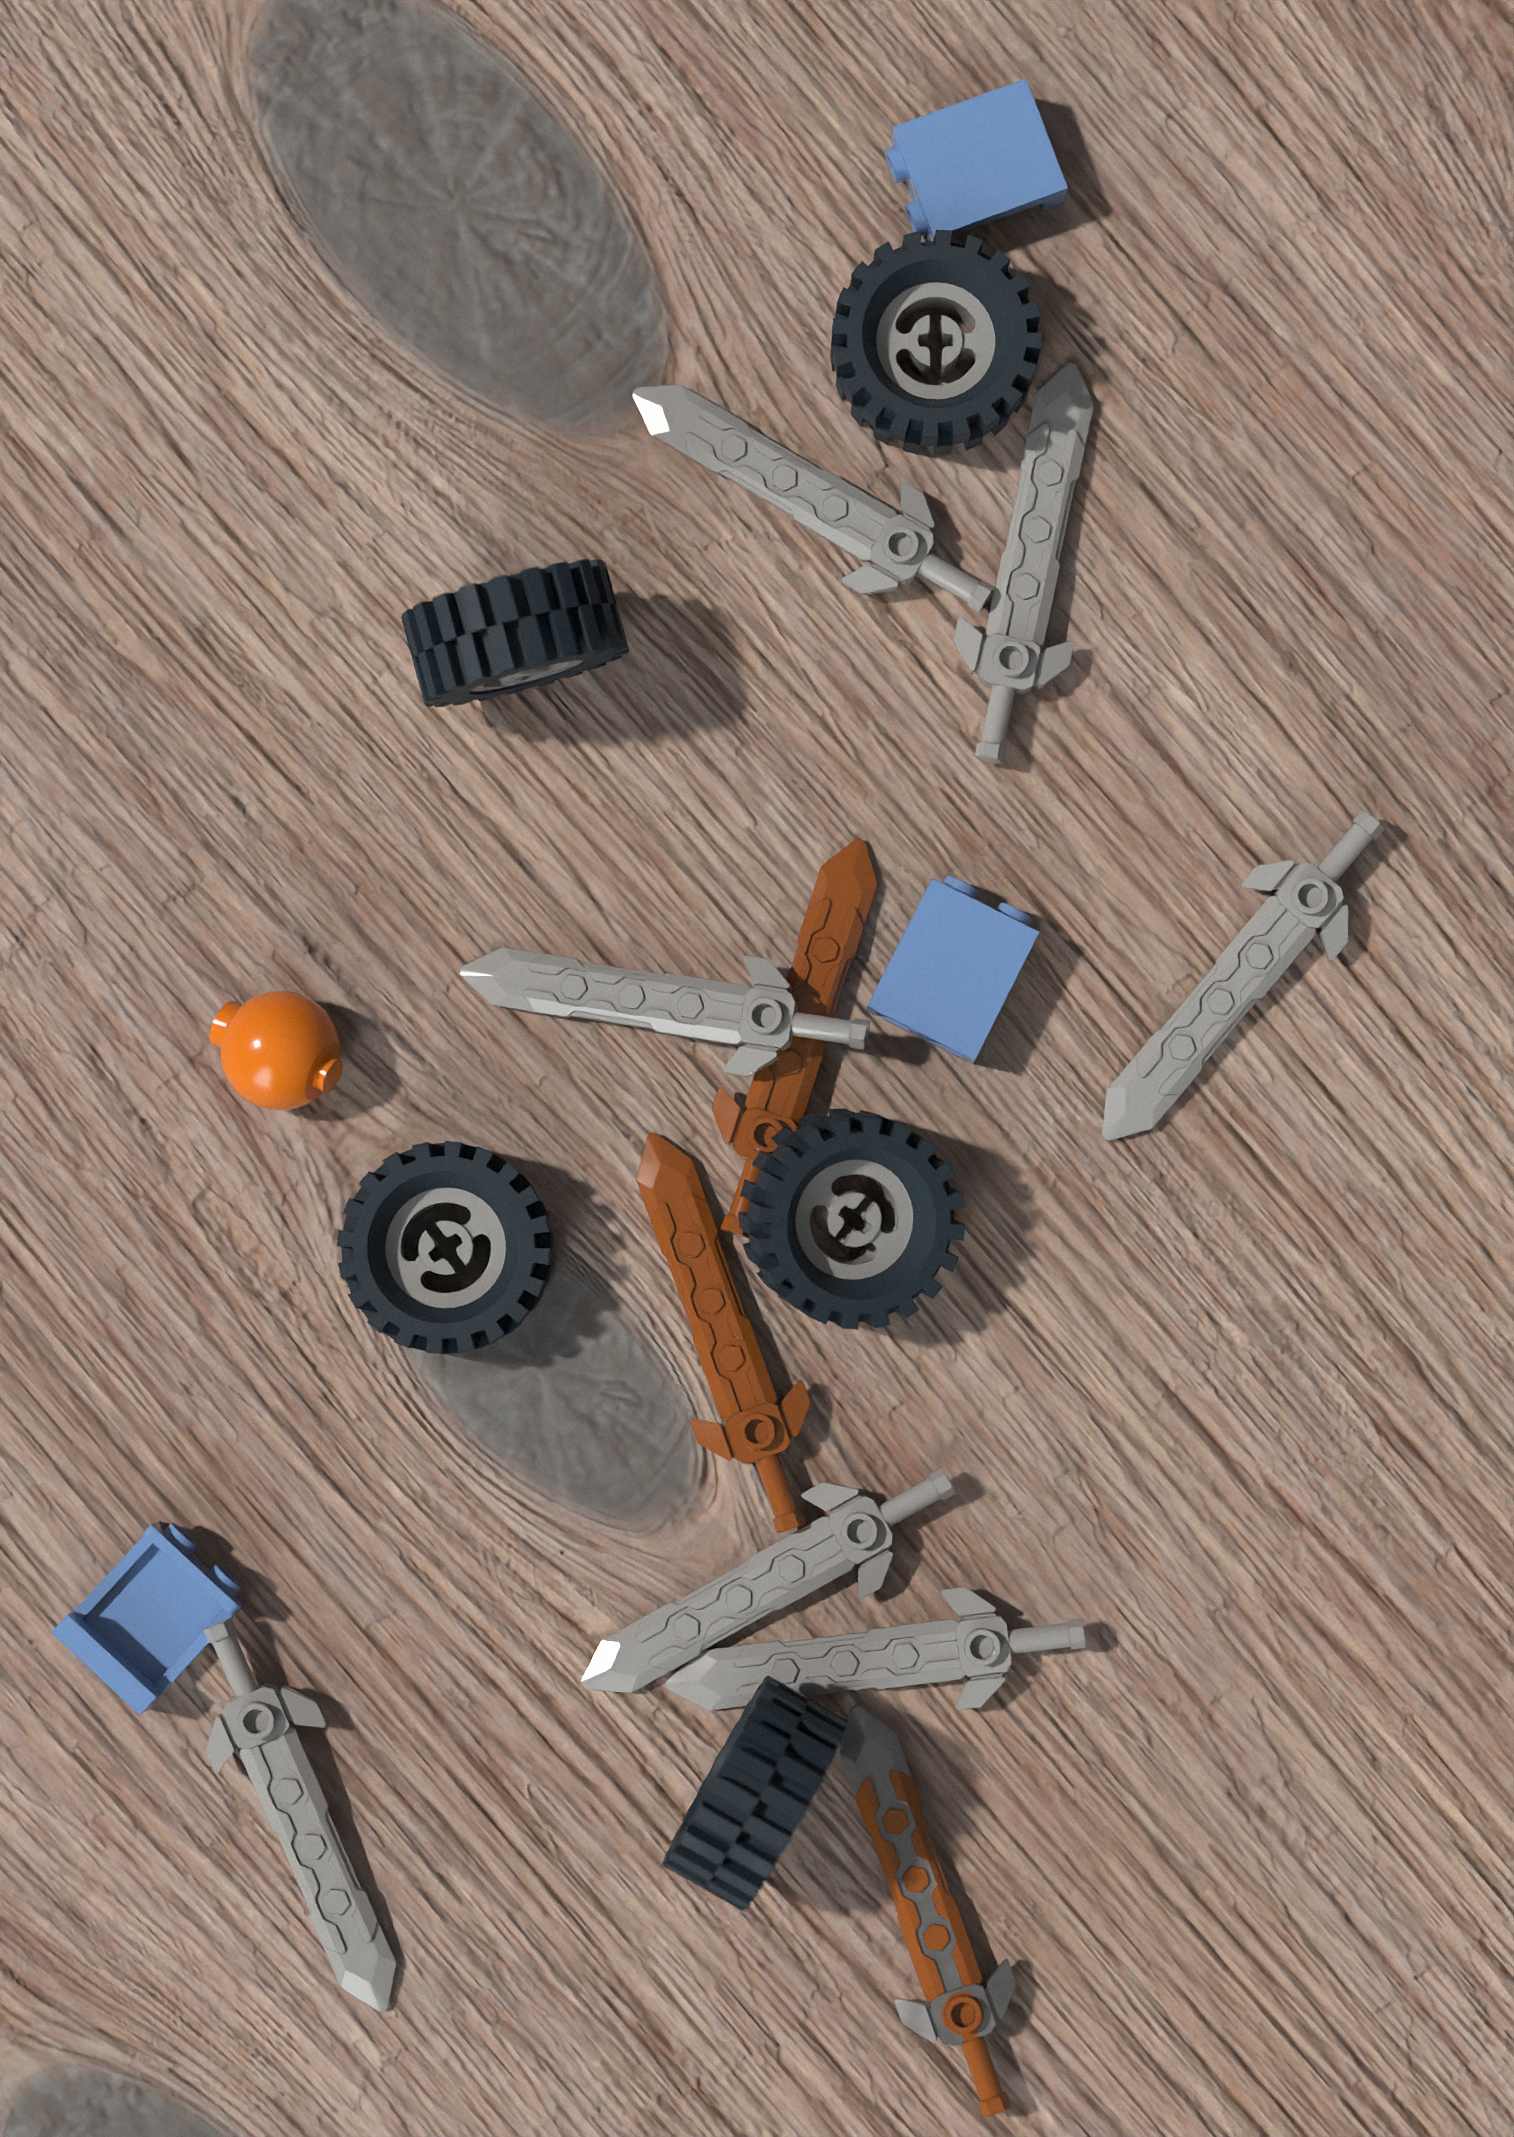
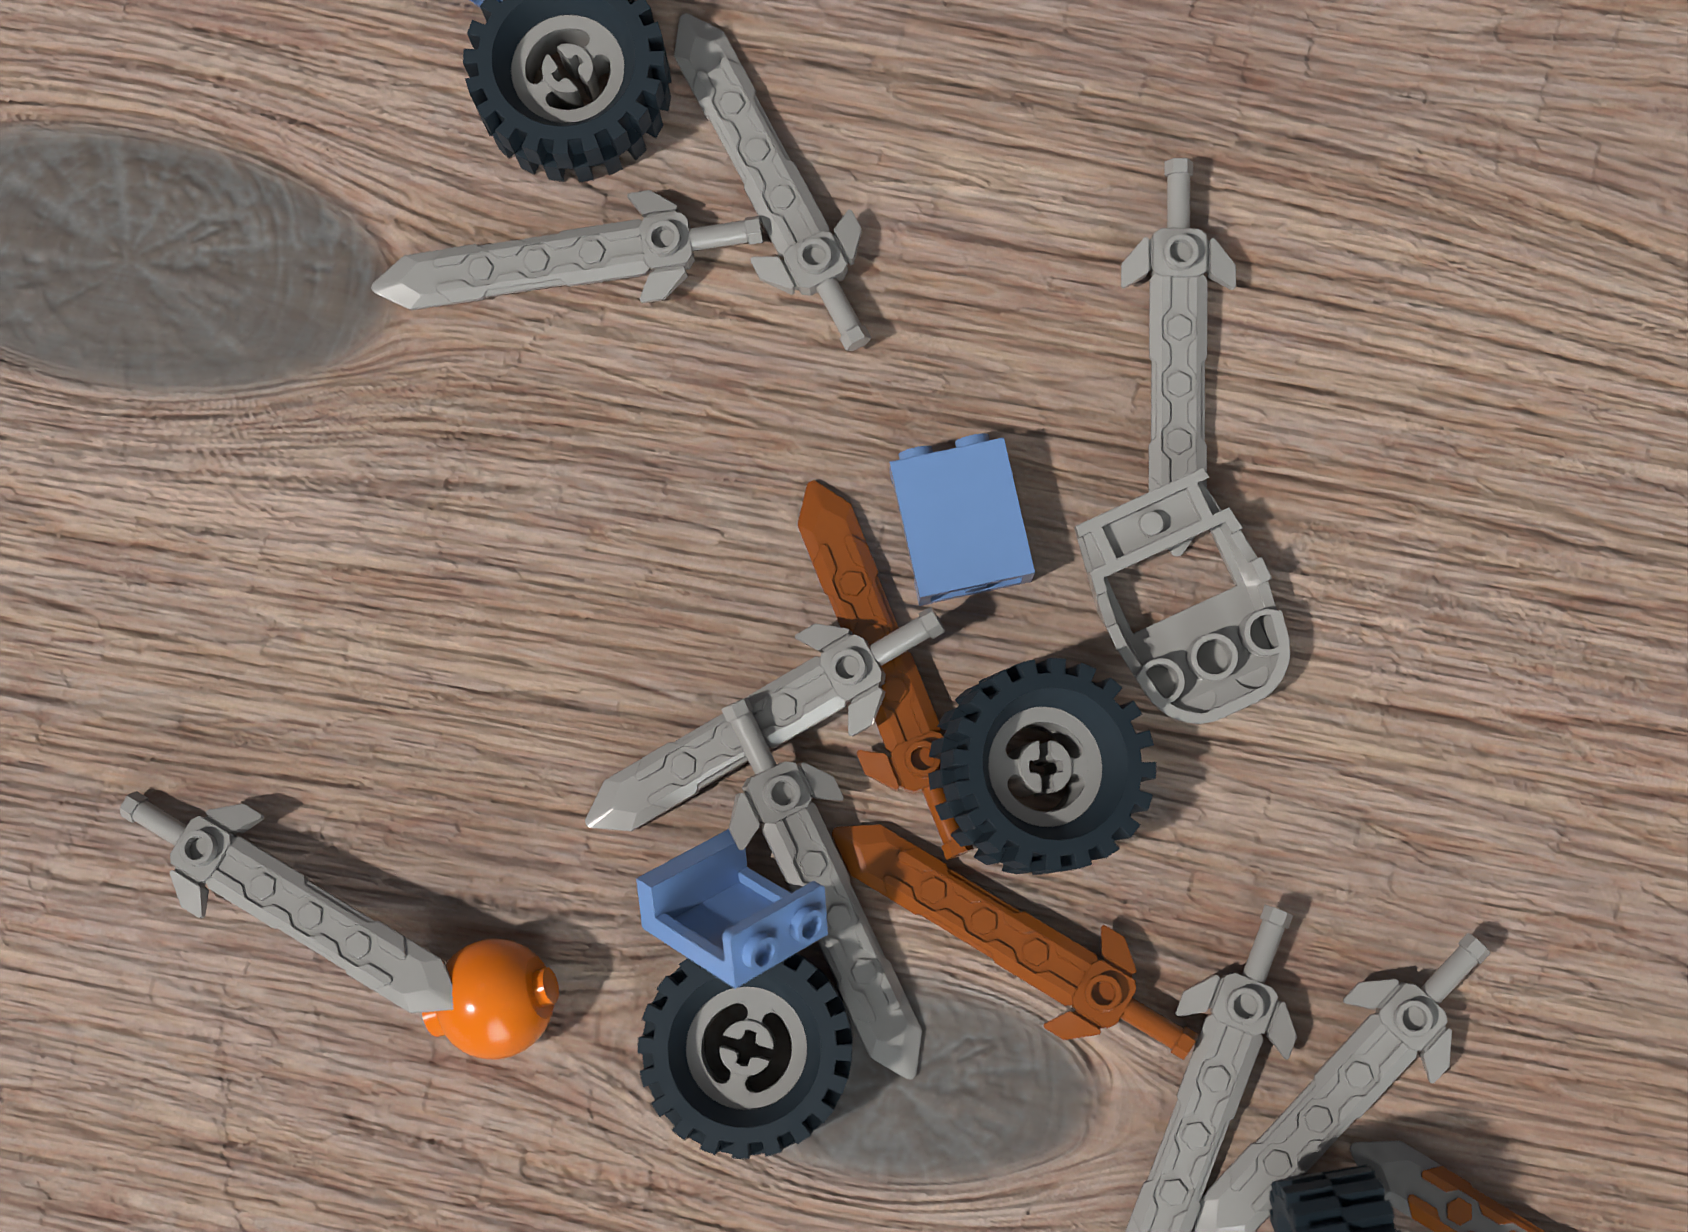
camera: 30 degrees left, 5 degrees down
(179, 841) = (287, 901): none -> light grey sword
(514, 632) = (418, 527): black wheel -> none
(514, 1131) = (727, 913): none -> medium blue panel
(605, 1168) = (806, 853): none -> light grey sword
(1062, 1237) = (1212, 653): none -> light grey slope

